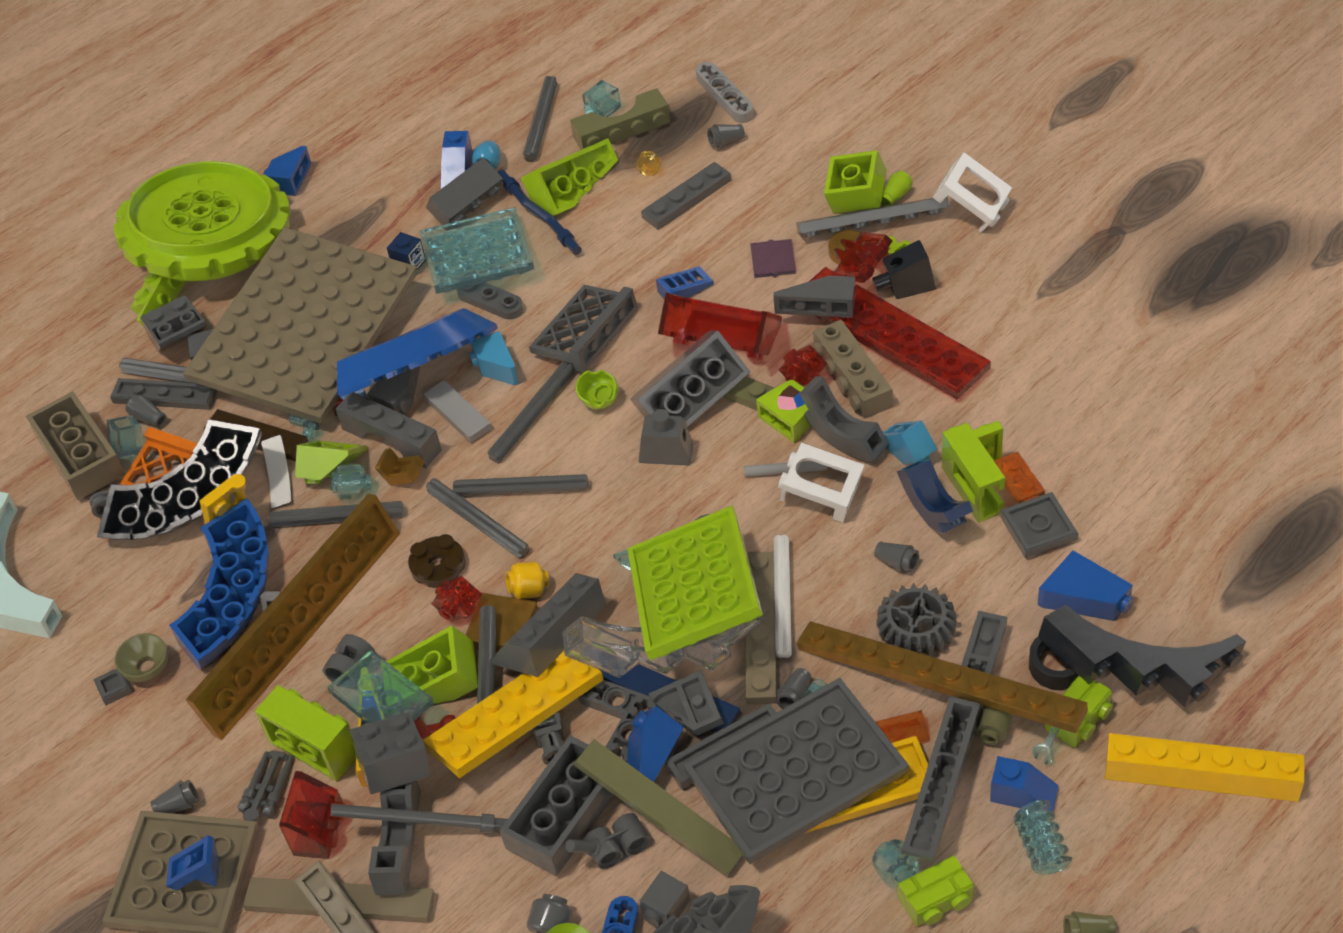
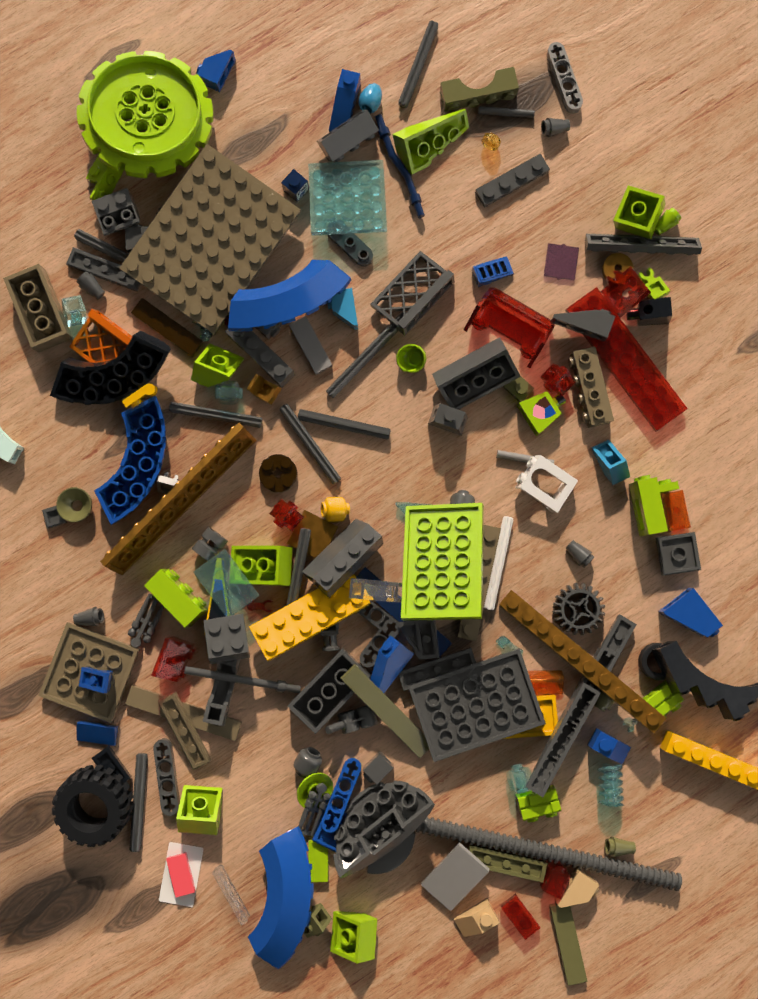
camera: 10 degrees right, 35 degrees up
(98, 503) = (54, 363): dark grey bush -> none
(277, 471) = (179, 366): white sticker -> none
(602, 99) = (468, 62): clear light blue brick -> none
(661, 136) = (506, 112): none -> dark grey bar
(793, 688) = (489, 639): dark grey cone -> none
(840, 429) = (571, 441): dark grey arch -> none
(930, 497) = (615, 519): dark blue arch -> none
(950, 187) = (710, 237): white panel -> none

